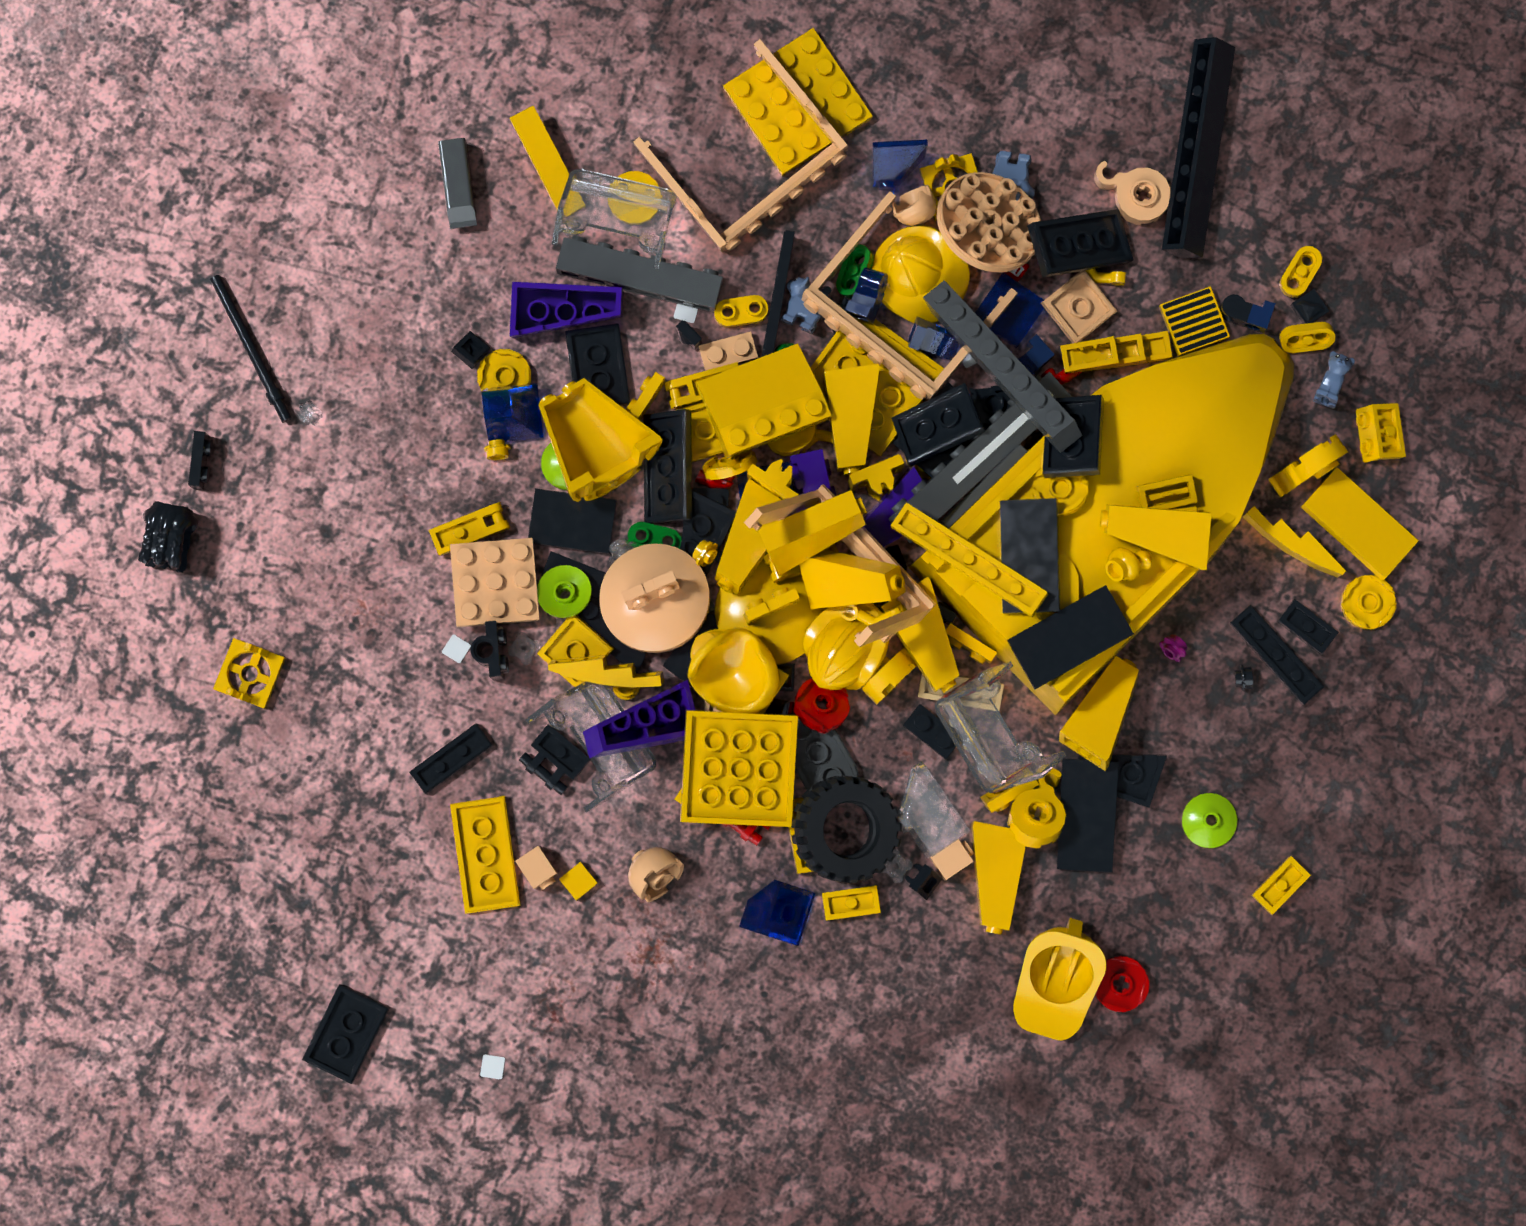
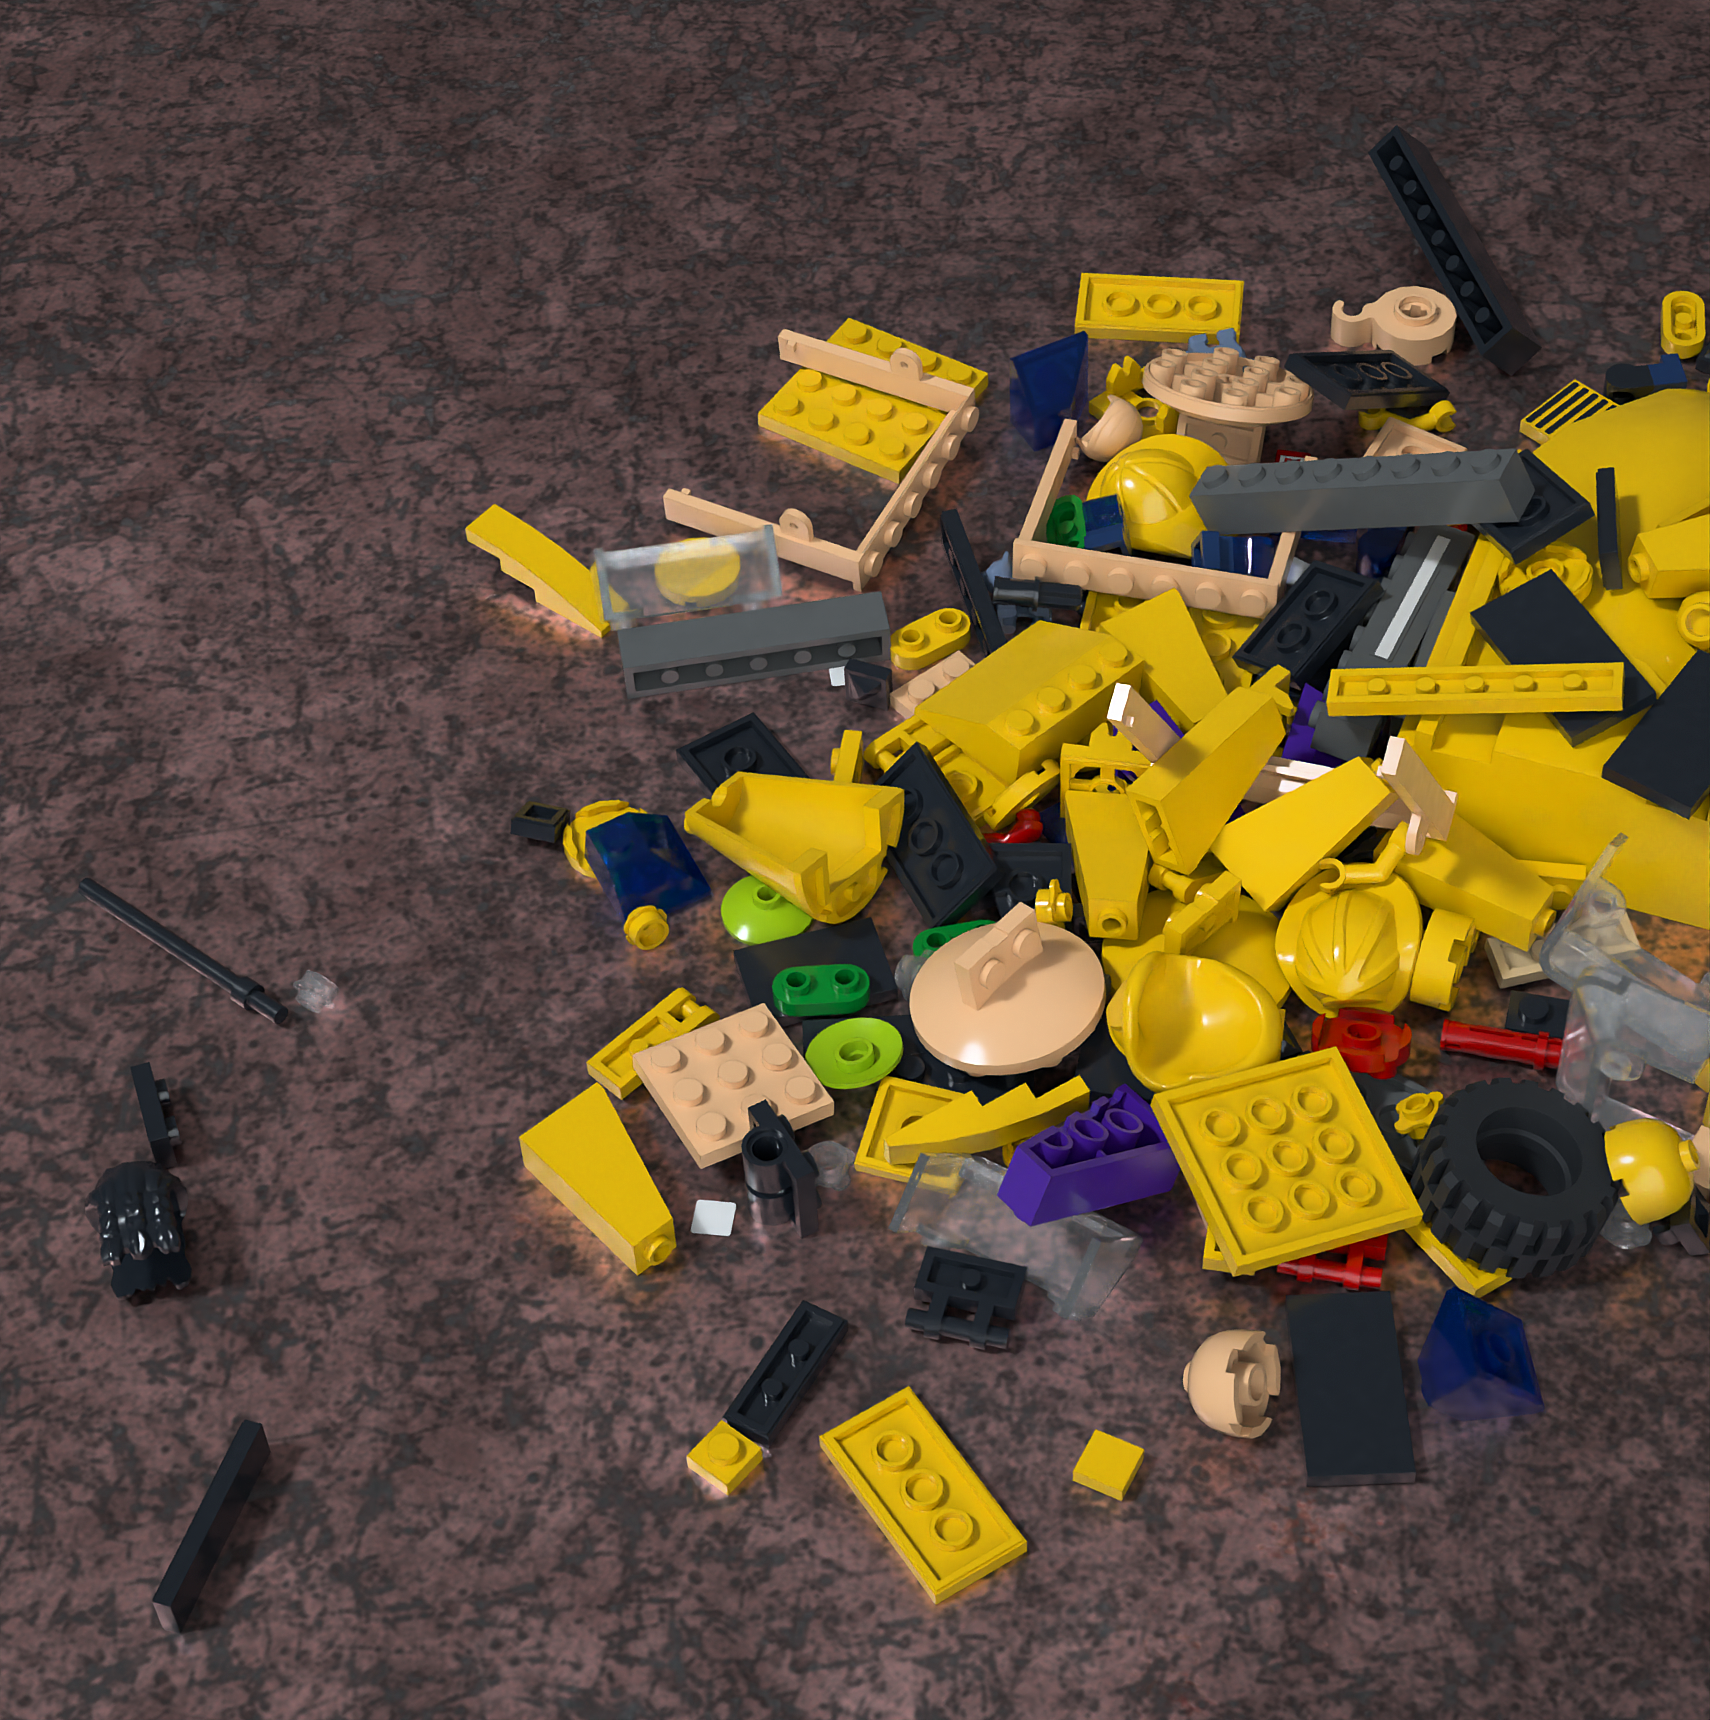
camera: 20 degrees left, 35 degrees down
(147, 722) = (211, 1526): none -> black tile
(235, 650) = (368, 1417): yellow piece -> none
(401, 792) = (724, 1457): none -> yellow plate
(408, 606) = (601, 1179): none -> yellow slope
(457, 183) = (420, 637): dark grey piece -> none
(537, 868) = (1025, 1466): light nougat brick -> none
(559, 306) = (653, 712): dark purple wedge -> none
(566, 540) = (821, 990): none -> green plate
(712, 892) = (1349, 1389): none -> black tile
(805, 325) = (1036, 594): none -> black axle
(828, 770) = (1417, 1113): none -> yellow plate
(851, 903) = (1590, 1302): yellow plate -> none
(901, 738) = (1502, 1044): none -> red pin
(908, 860) = (1652, 1167): none -> yellow cylinder
(1003, 104) = (1157, 307): none -> yellow tile
(1110, 476) = (1609, 529): none -> black tile

